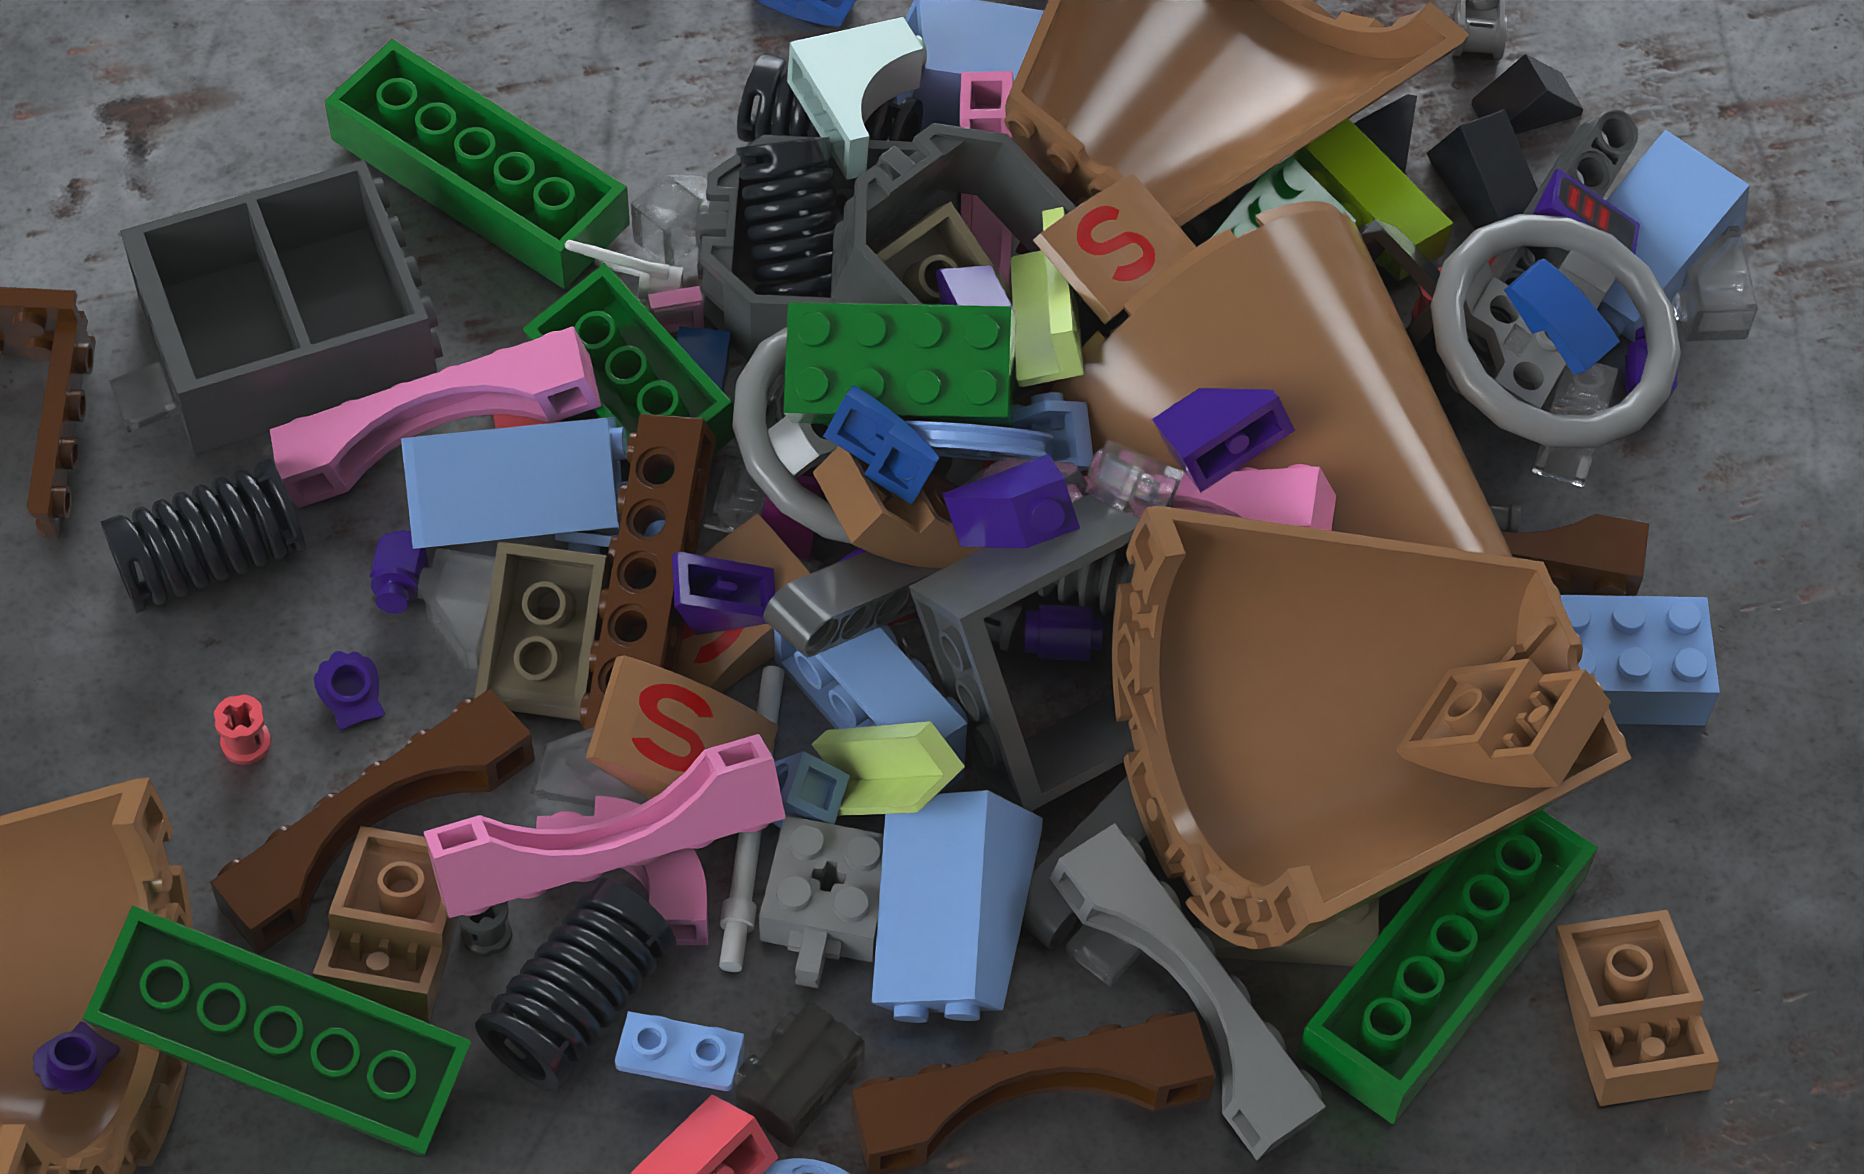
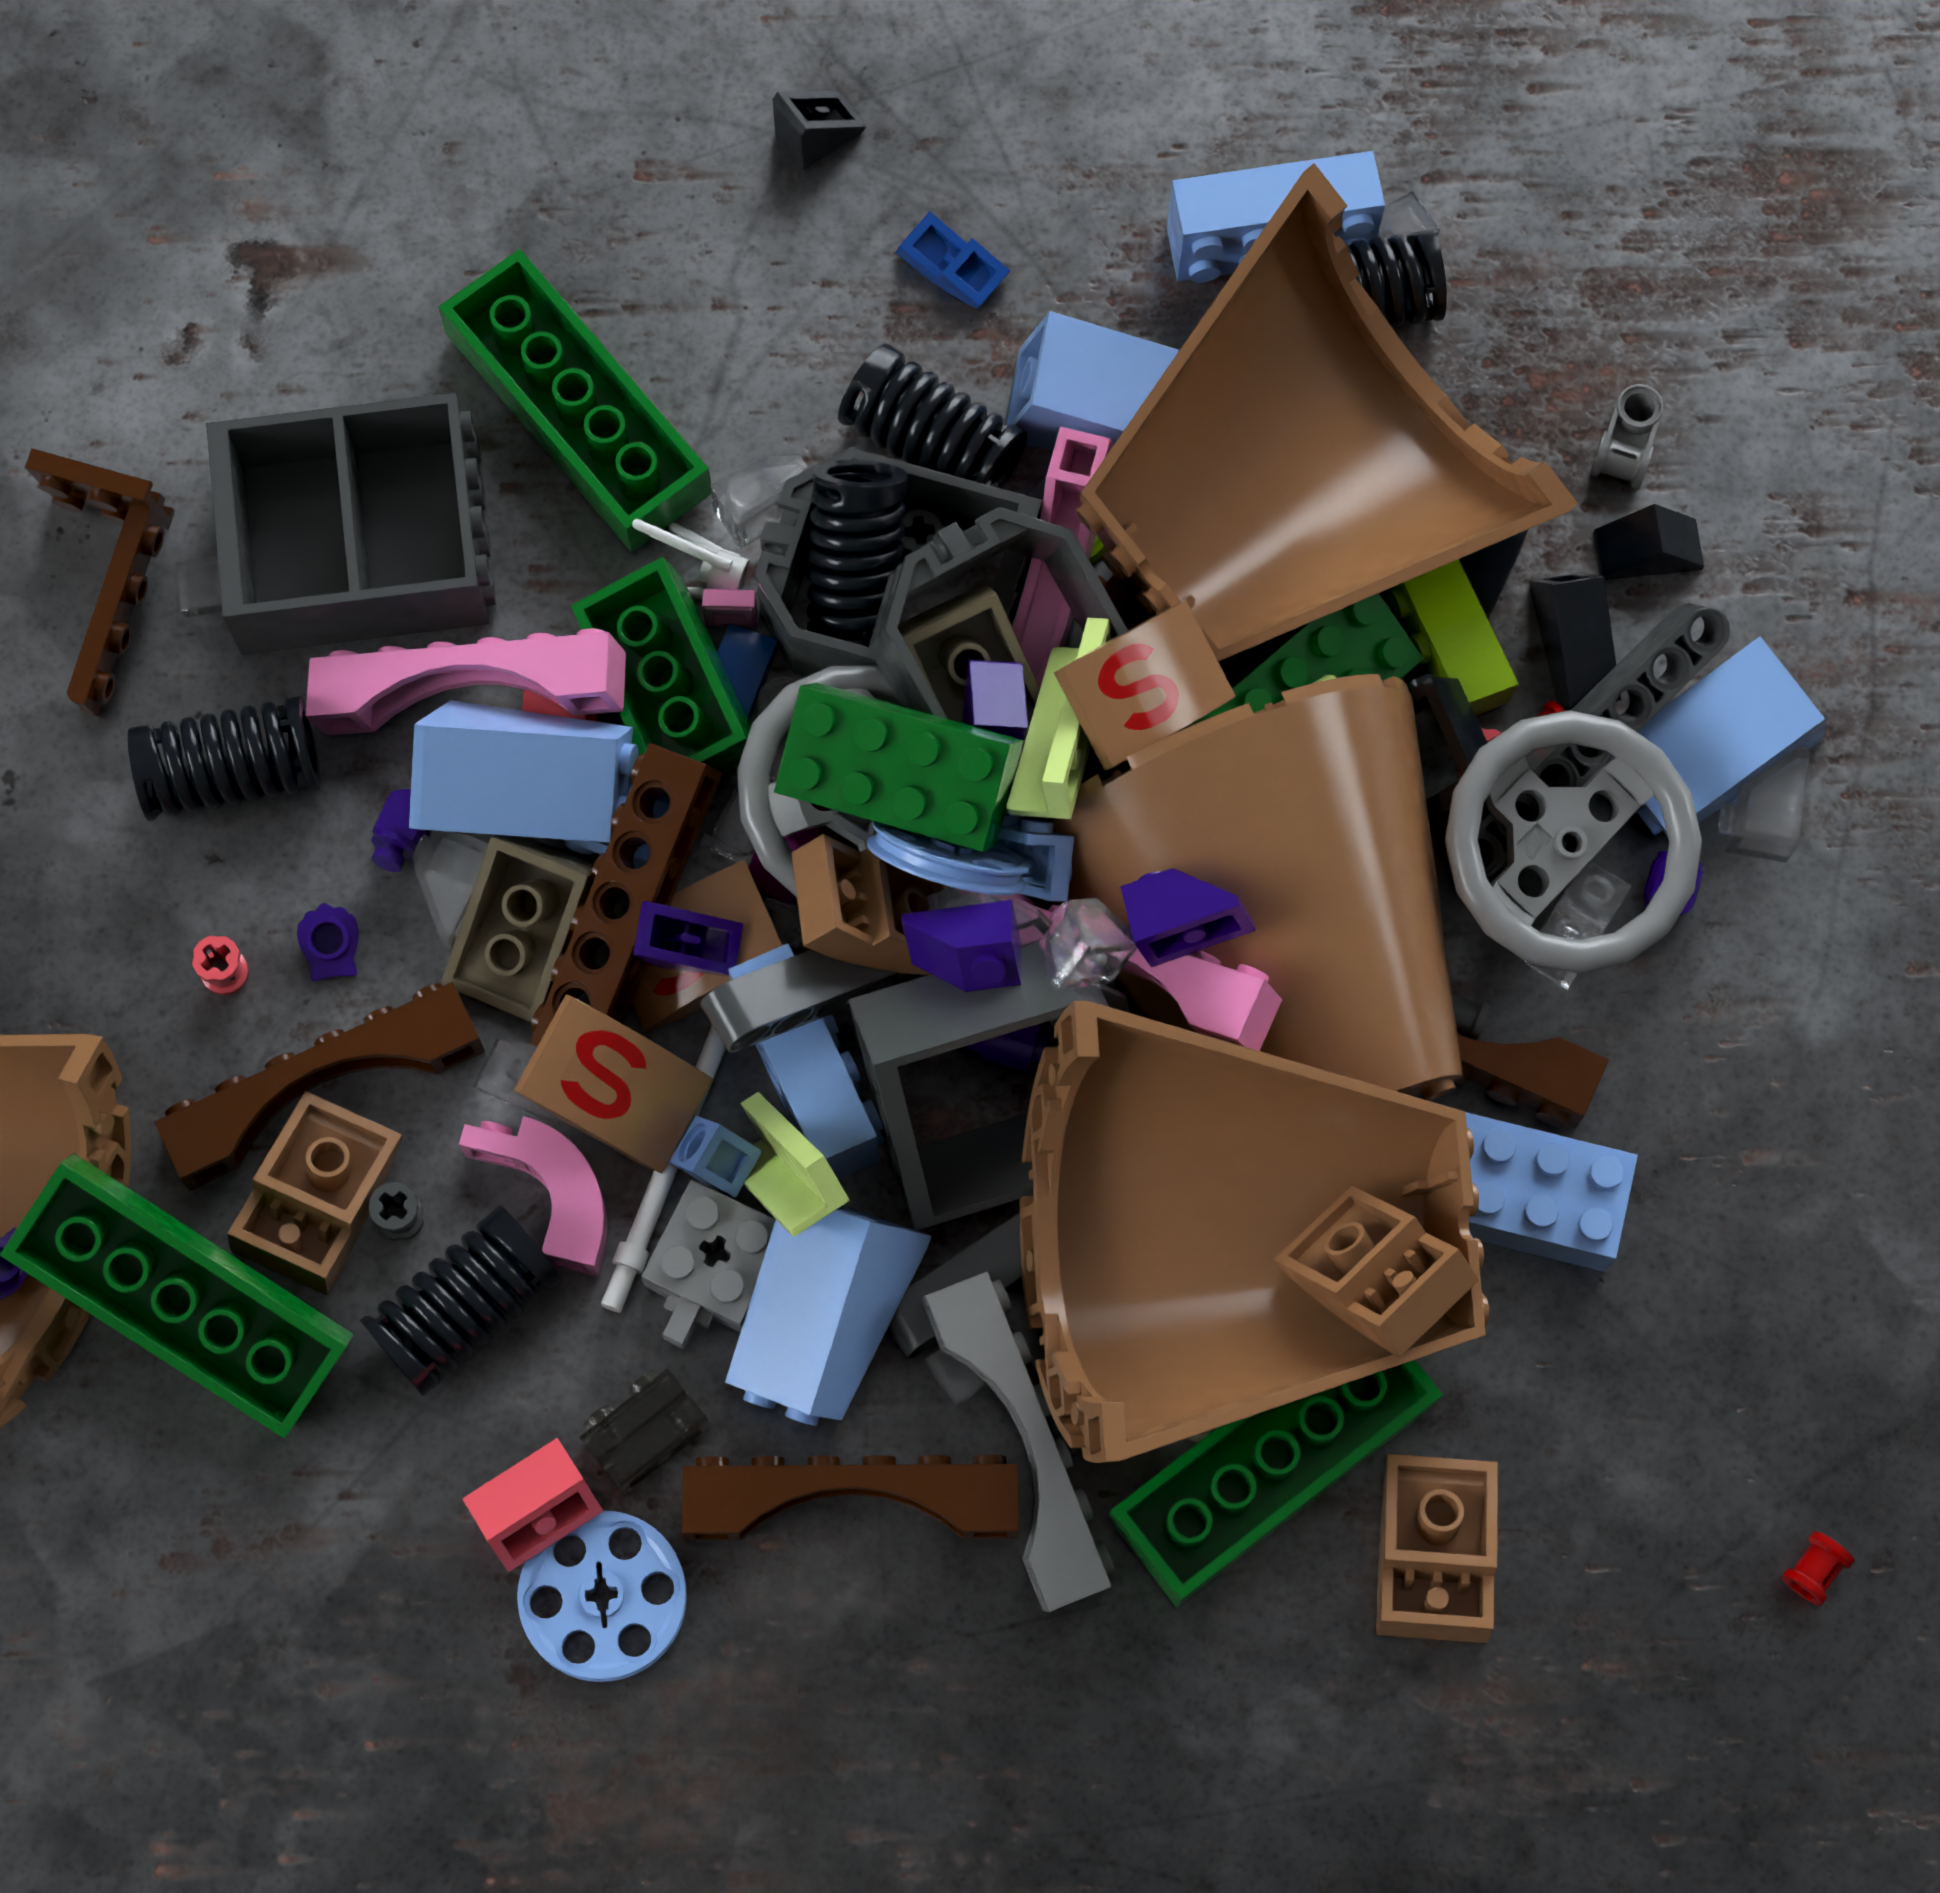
camera: 15 degrees right, 15 degrees up
(494, 862) = (412, 1174): bright pink arch -> none
(680, 1051) = (538, 1393): light blue bracket -> none
(850, 75) = (948, 403): light aqua arch -> none
(876, 435) = (850, 837): blue slope -> none
(1557, 306) = (1577, 836): blue slope -> none
(1573, 200) = (1646, 711): slope -> none

